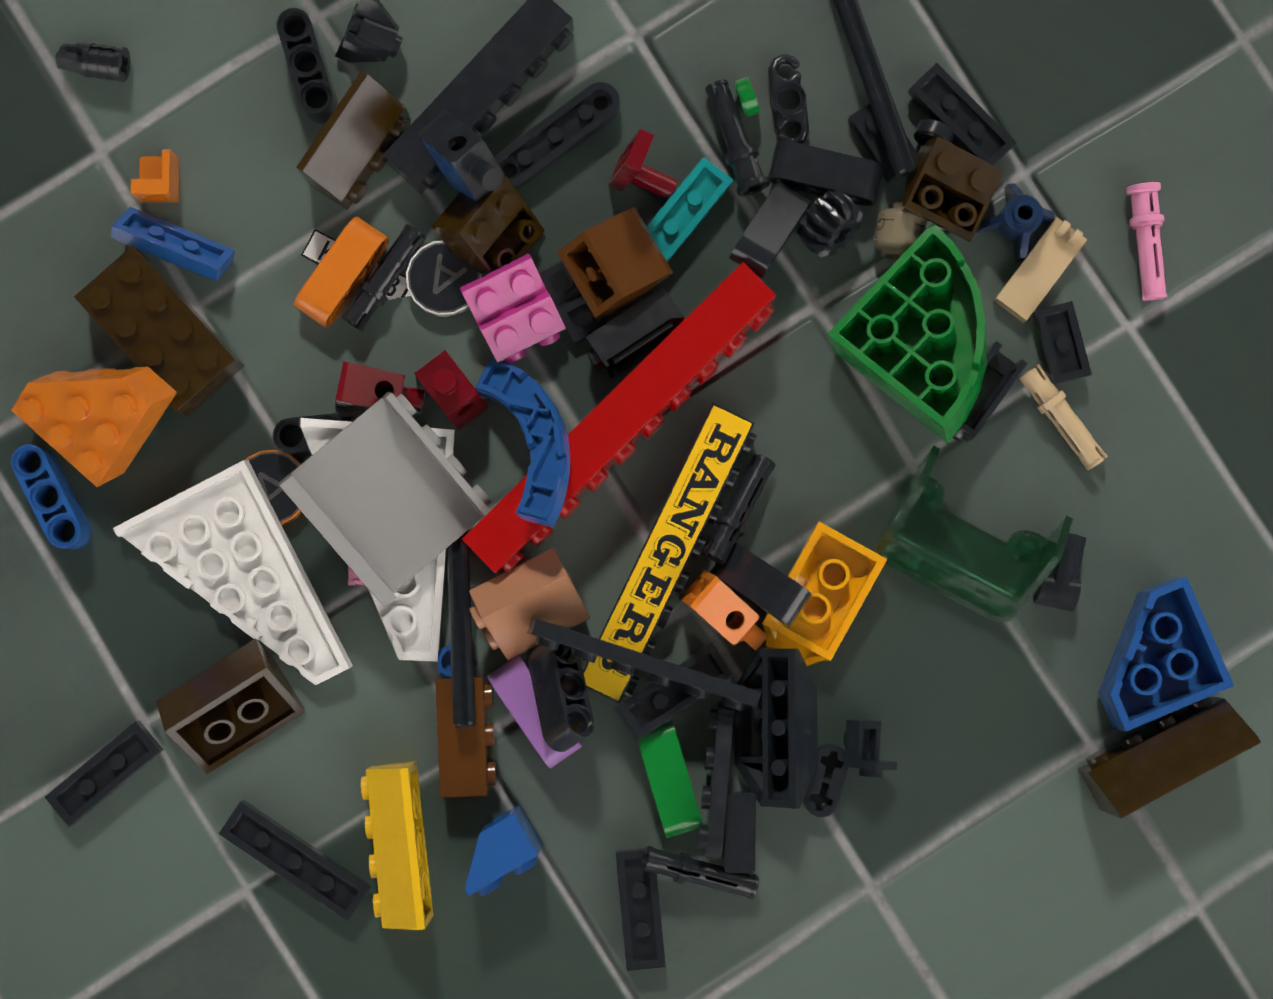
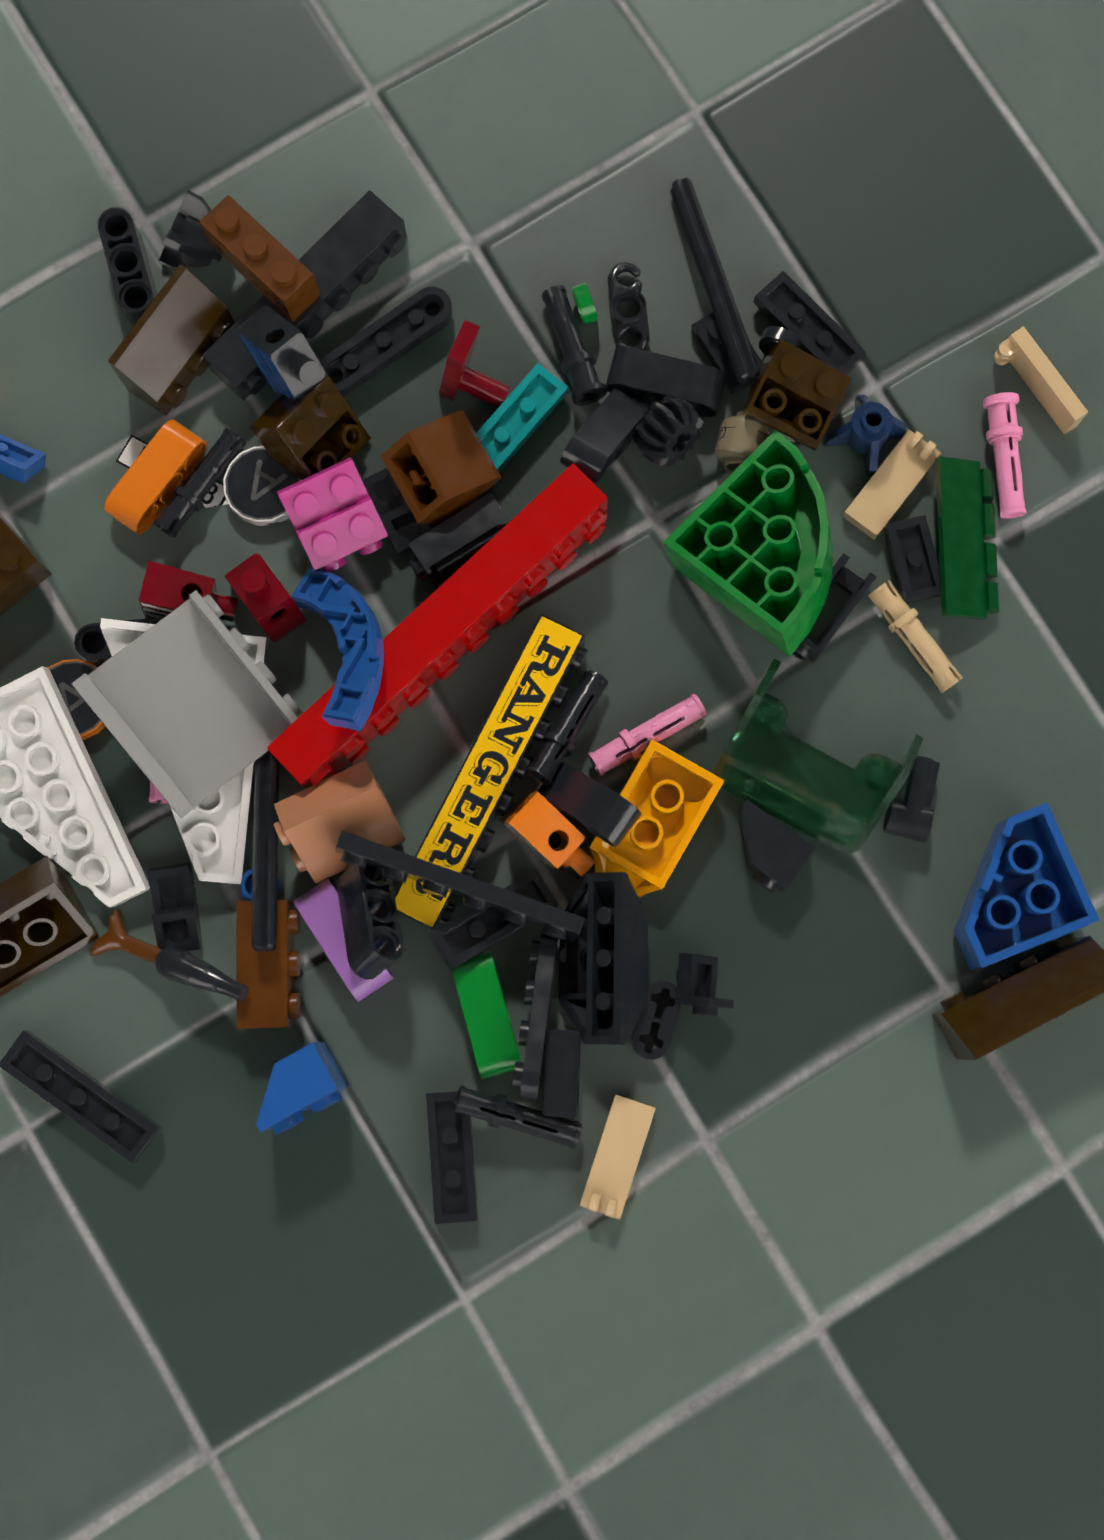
camera: 10 degrees right, 5 degrees down
(375, 735) = (170, 961): none -> black piece
(376, 684) = (175, 907): none -> black slope
(399, 846) = (191, 1080): yellow slope -> none
(437, 61) = (260, 258): none -> reddish brown brick
(791, 905) = (617, 1156): none -> tan hinge
(800, 521) = (633, 742): none -> bright pink pin
(930, 620) = (771, 848): none -> black slope
(1107, 310) = (961, 535): none -> dark green windscreen
(1182, 166) = (1042, 379): none -> tan hinge

